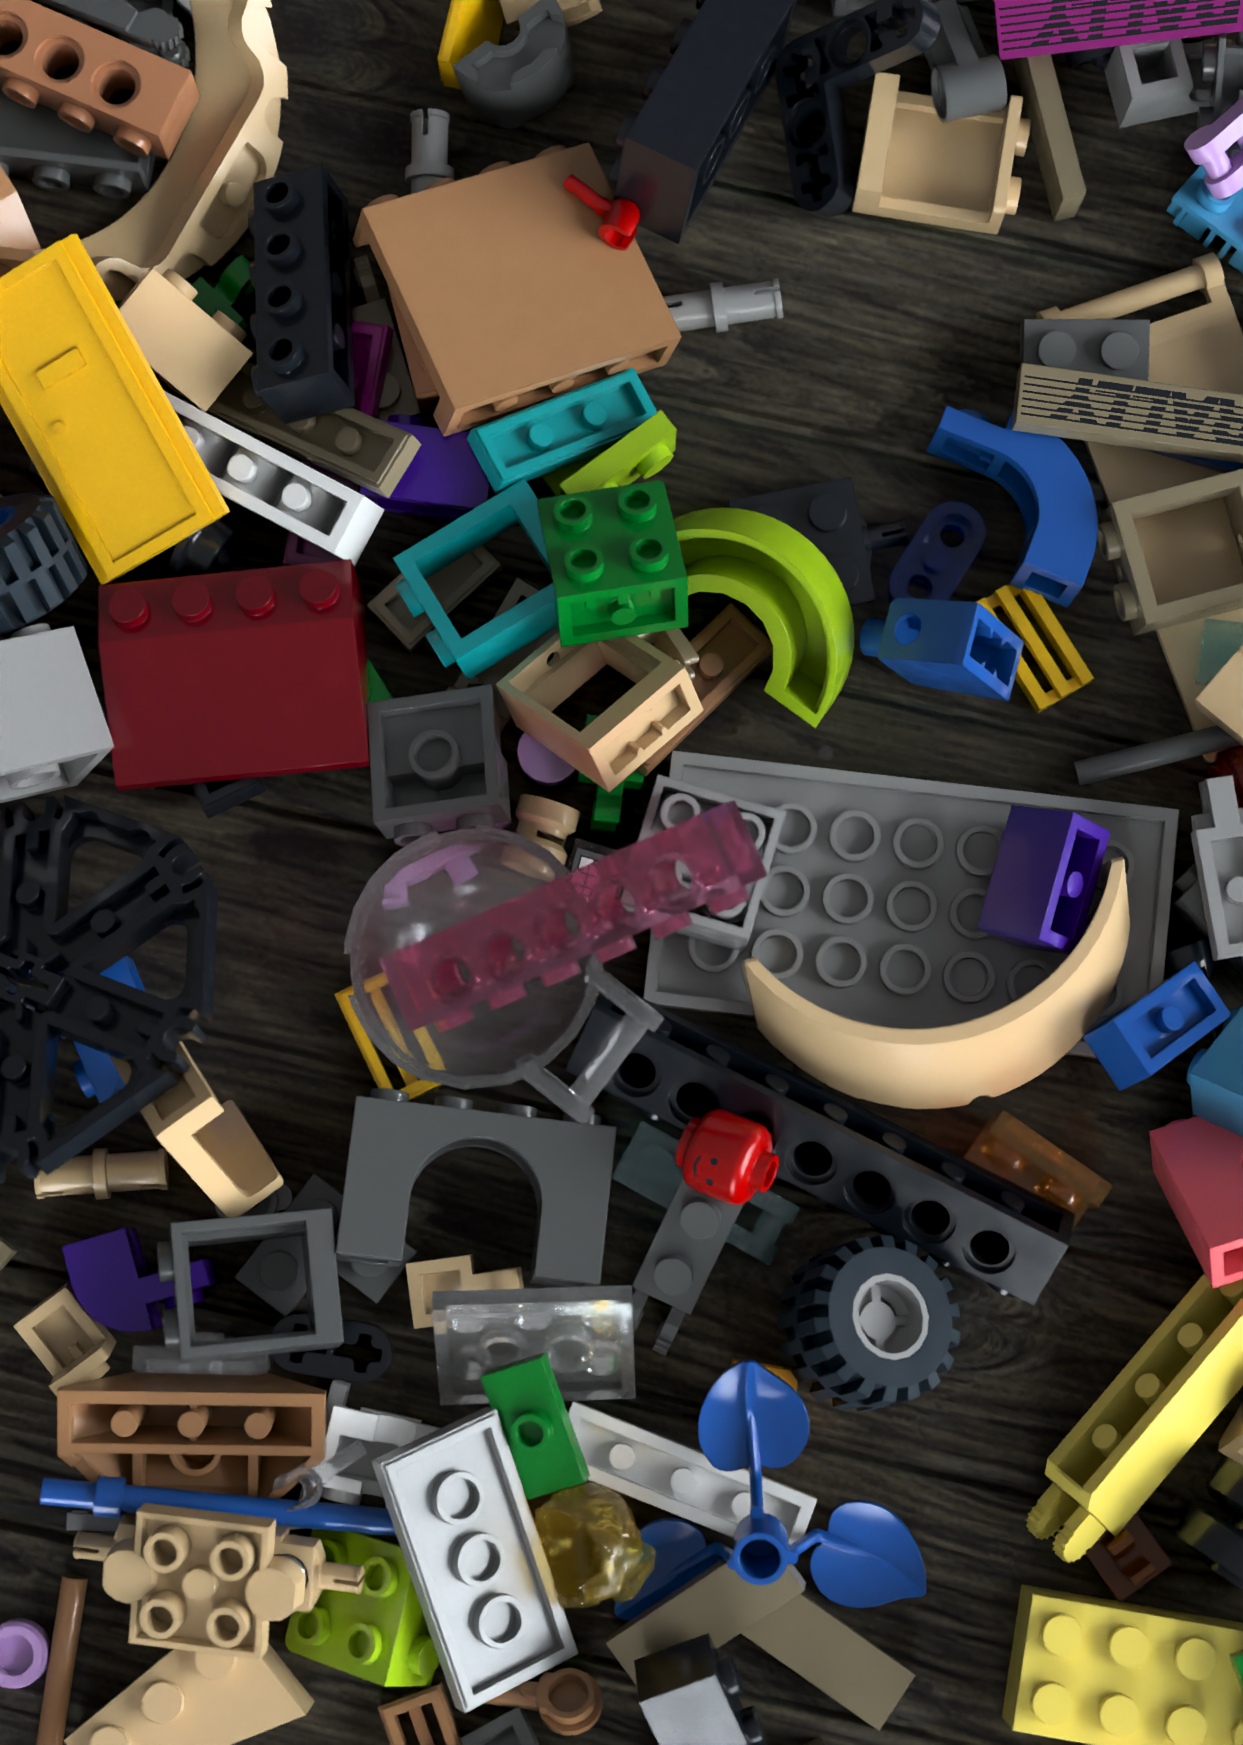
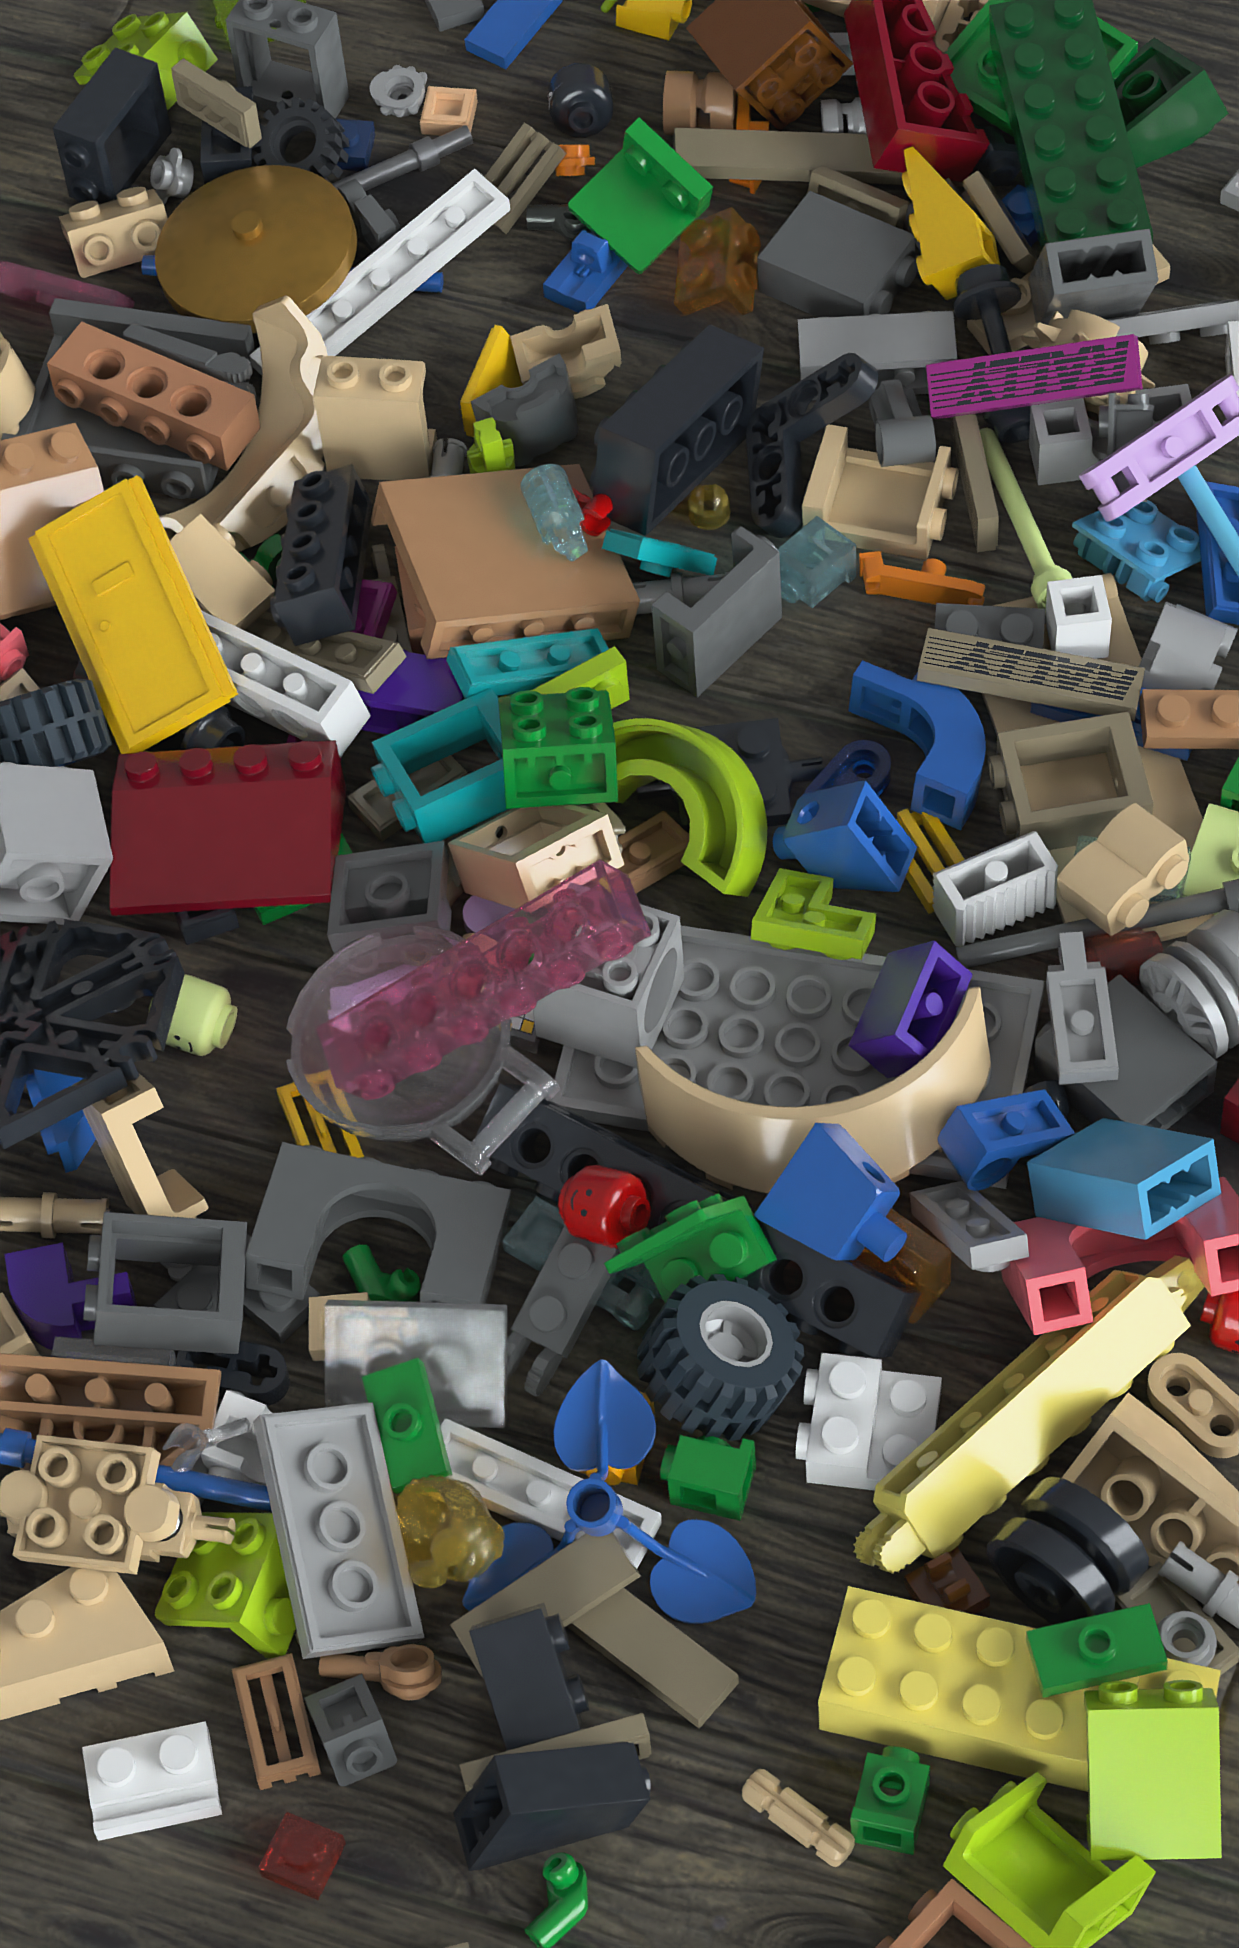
camera: 10 degrees right, 25 degrees down
(242, 908) = (201, 1017): none -> yellowish green head
(339, 94) = (374, 417): none -> tan panel
(478, 1233) = (380, 1285): none -> green arm
(482, 139) = (490, 451): none -> lime hinge
(574, 230) = (555, 509): none -> clear light blue hinge
(696, 265) = (659, 555): none -> teal plate
(727, 179) = (712, 518): none -> clear yellow hinge
(749, 394) = (705, 640): none -> dark grey panel
(832, 1206) = (695, 1242): none -> green bracket
(864, 1446) = (709, 1475): none -> green brick
(877, 242) = (815, 563): none -> clear light blue brick
(904, 759) = (799, 916): none -> lime plate
(986, 1146) = (834, 1198): none -> blue torso
(1001, 278) = (925, 586): none -> orange piece
(1027, 1367) = (863, 1420): none -> white plate
(1119, 696) = (995, 888): none -> white brick
(1128, 1147) = (970, 1226): none -> light grey plate
(1154, 285) = (1021, 518): none -> yellowish green piece
(1191, 336) = (1078, 617): none -> white brick

